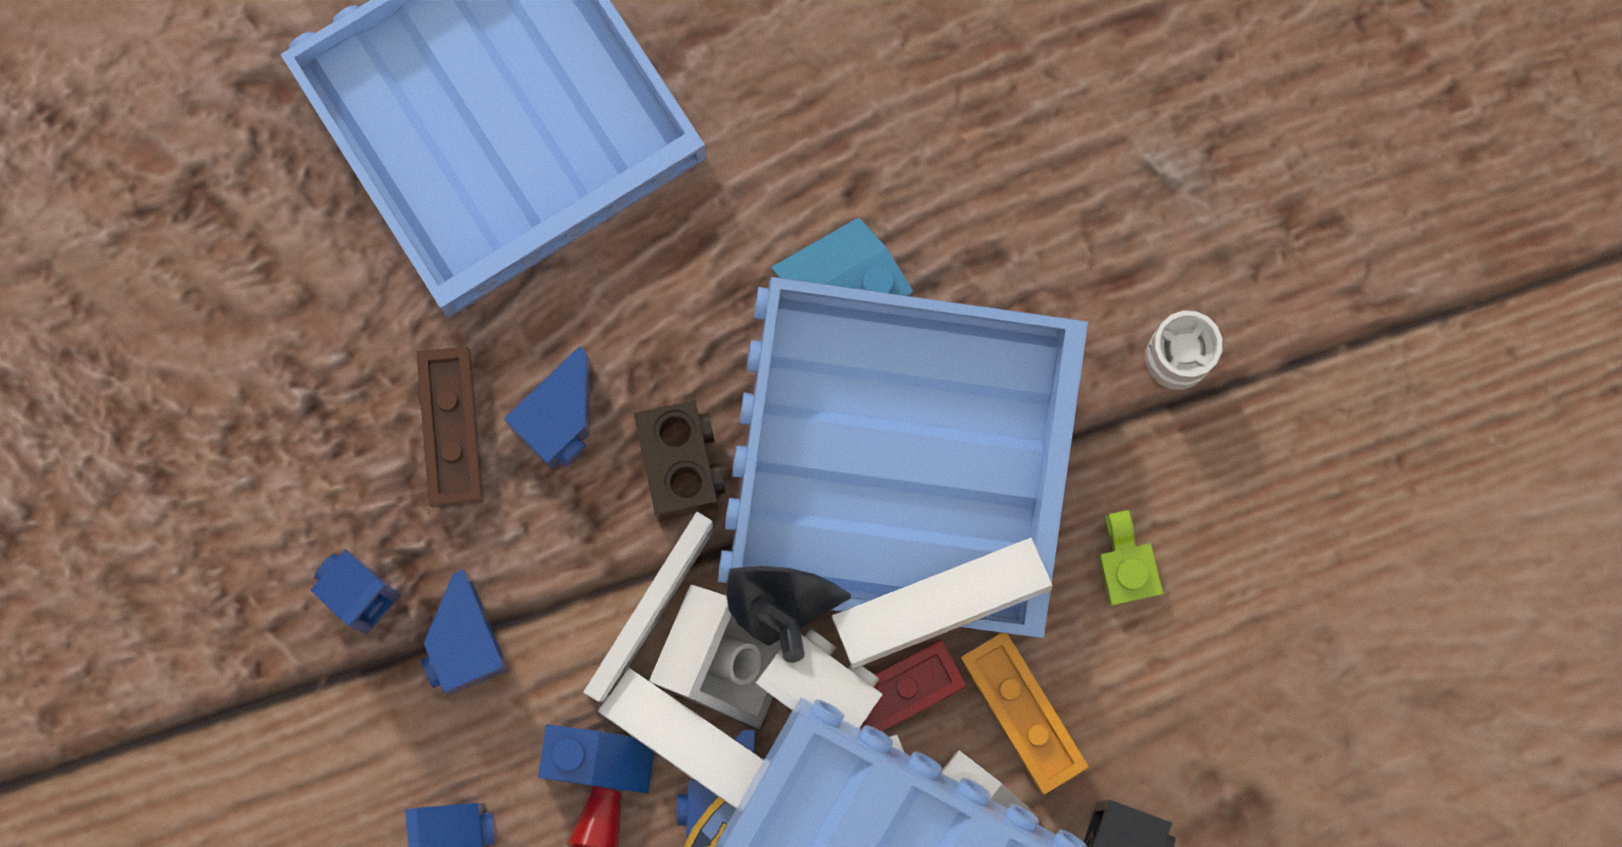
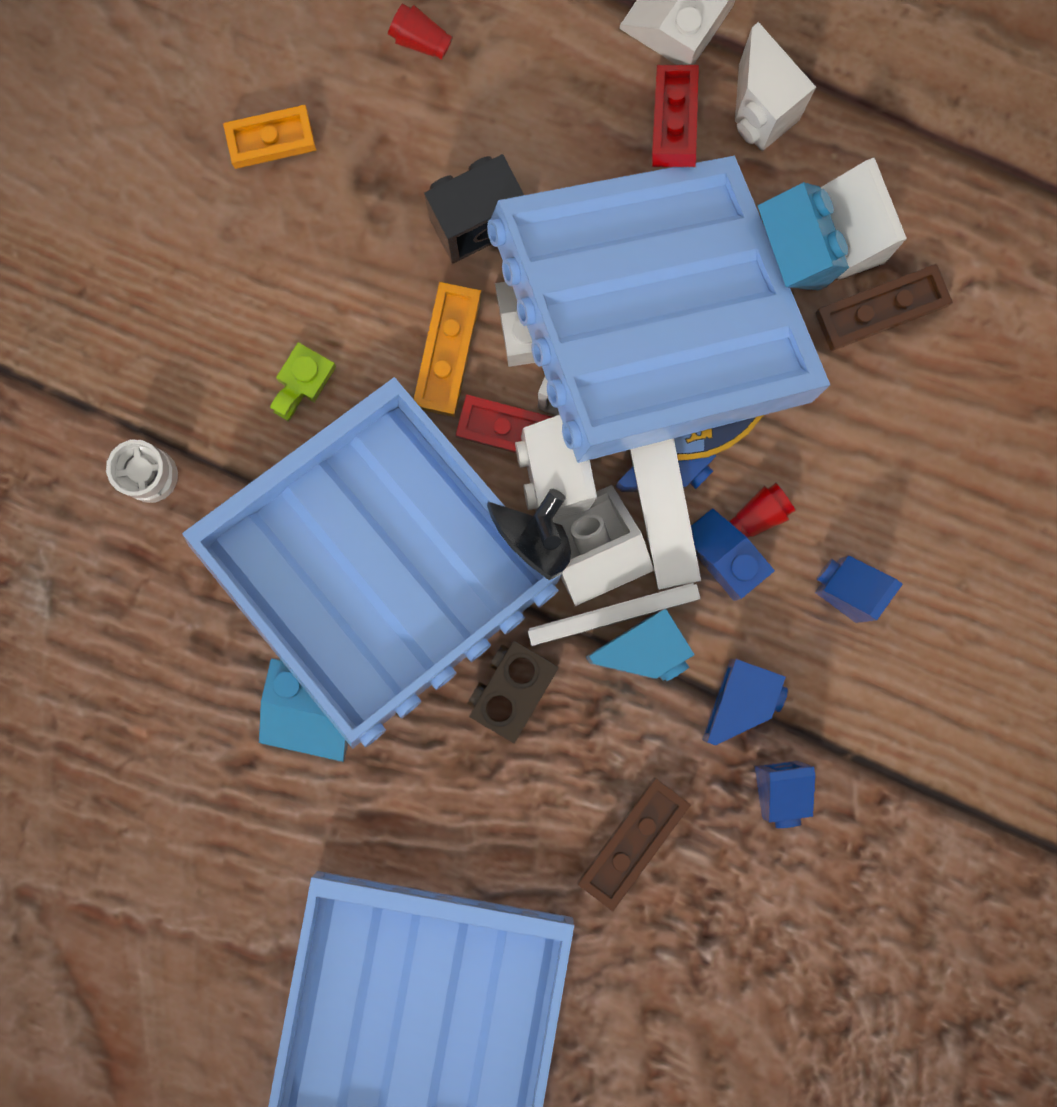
camera: 135 degrees left, 5 degrees up
(557, 413) = (560, 789): blue slope -> none
(592, 597) = (647, 649): none -> dark azure slope
(942, 603) = (435, 448): white tile -> none
(1373, 759) = (269, 136): none -> light orange plate

